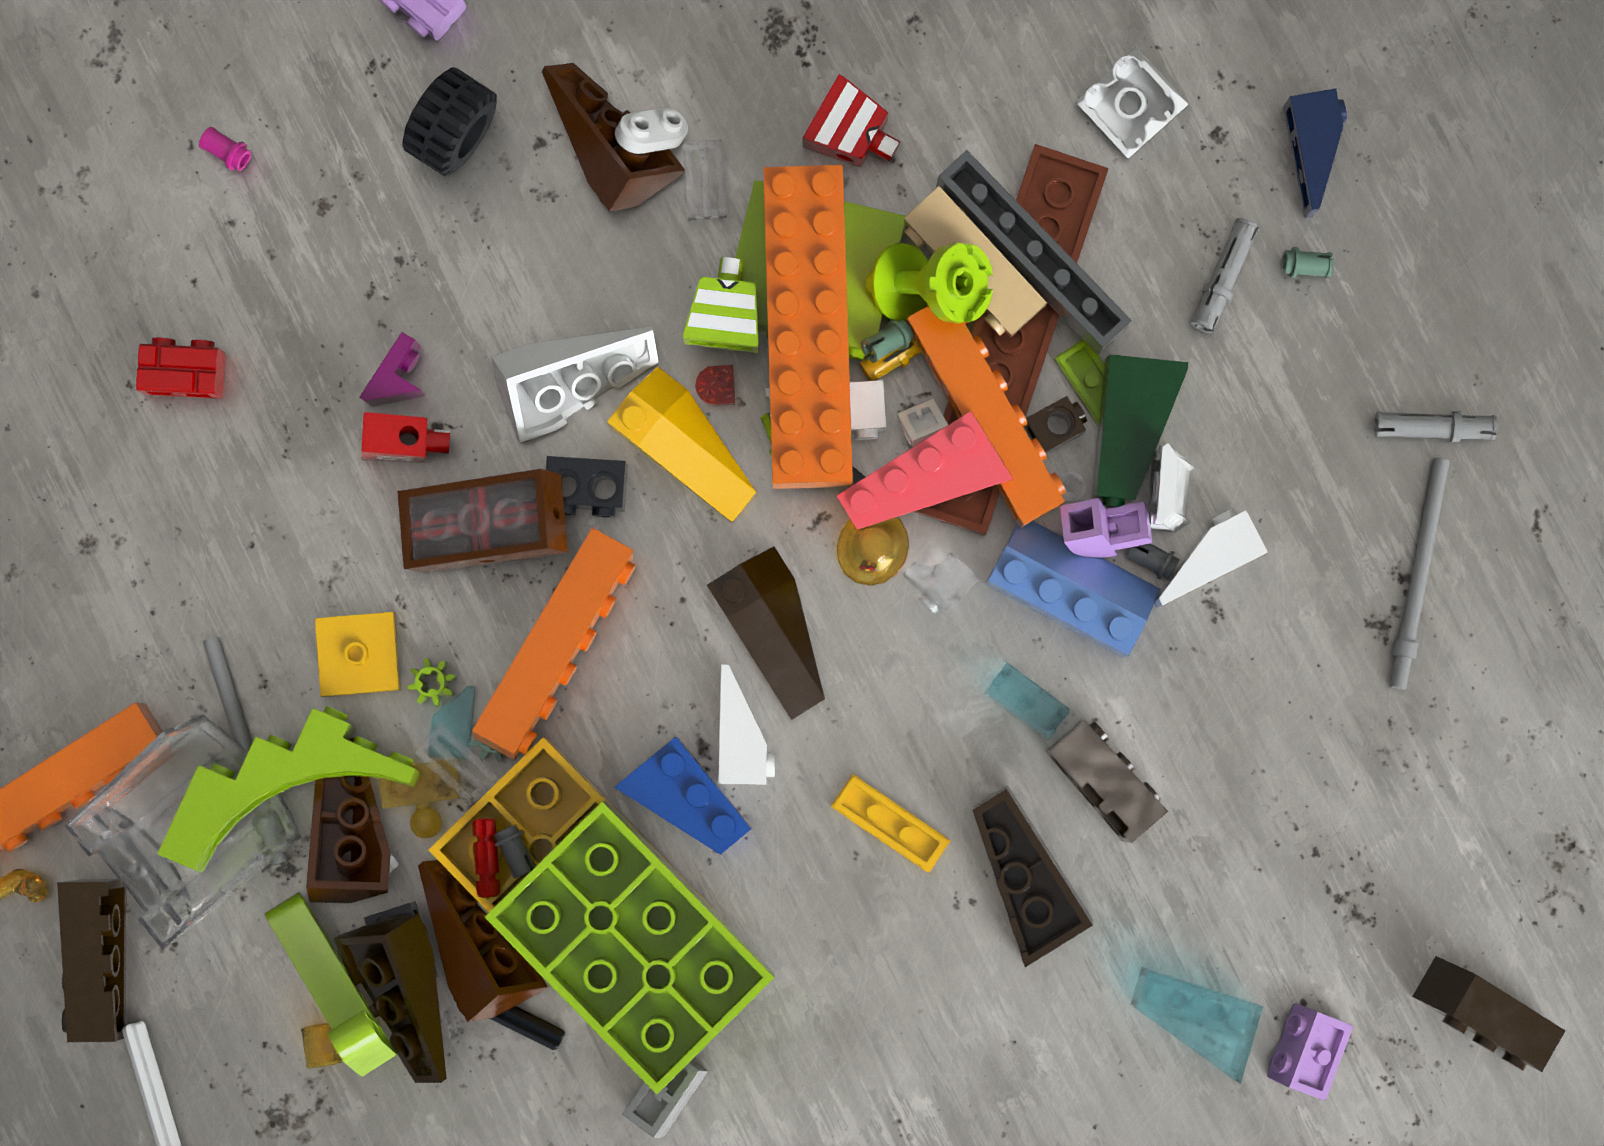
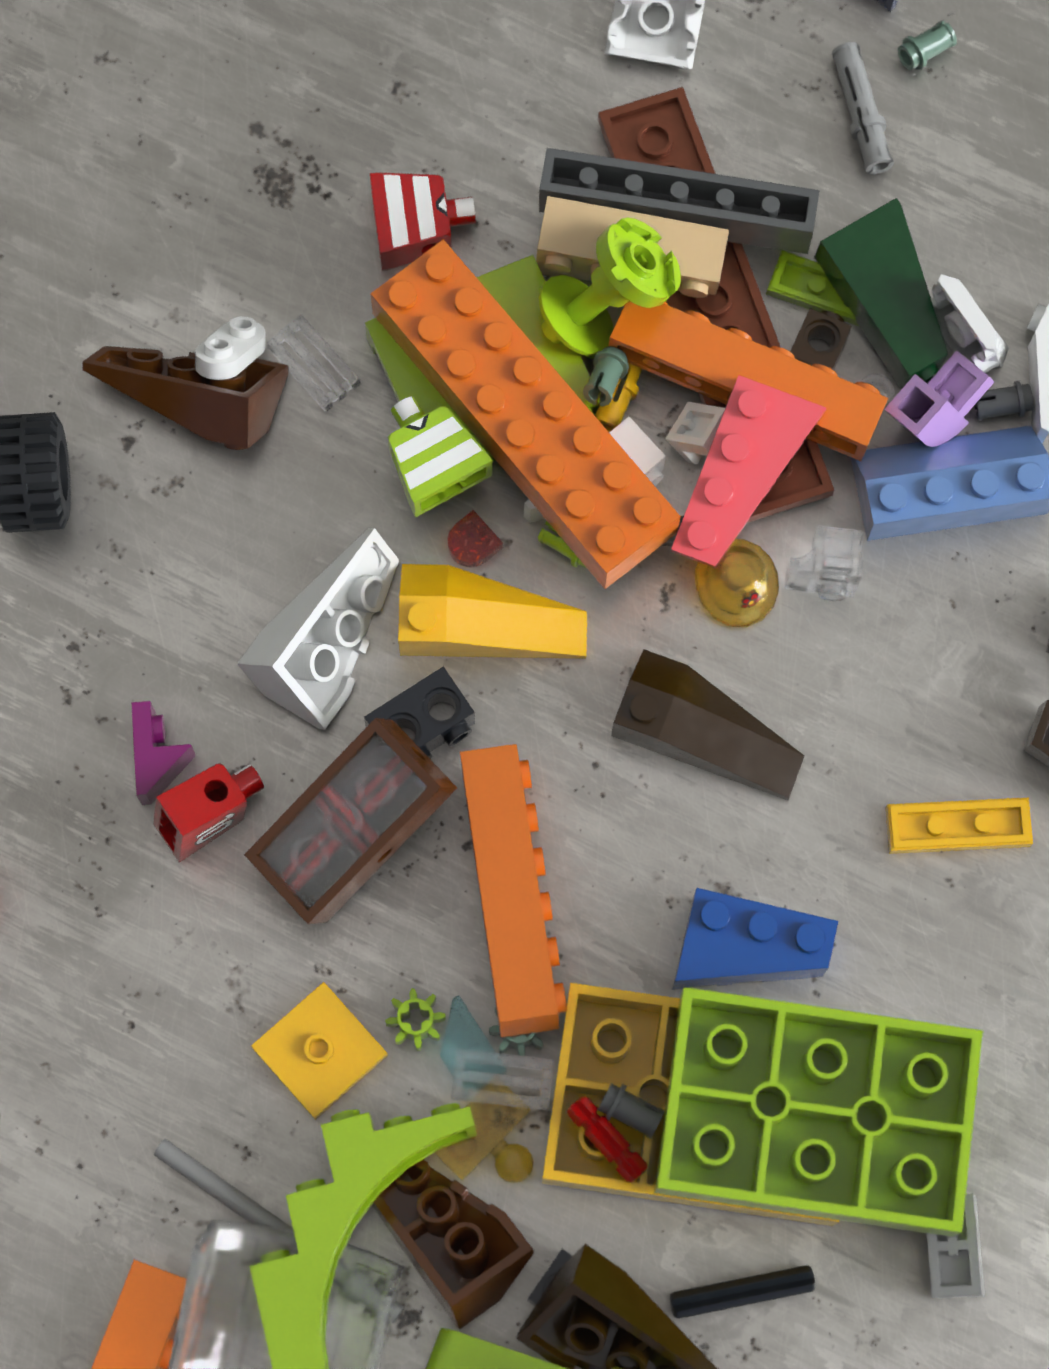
camera: 40 degrees left, 10 degrees down
(477, 960) = (676, 1258): reddish brown wedge -> none
(741, 743) = (758, 850): white slope -> none
(1026, 701) = (994, 618): clear light blue hinge -> none

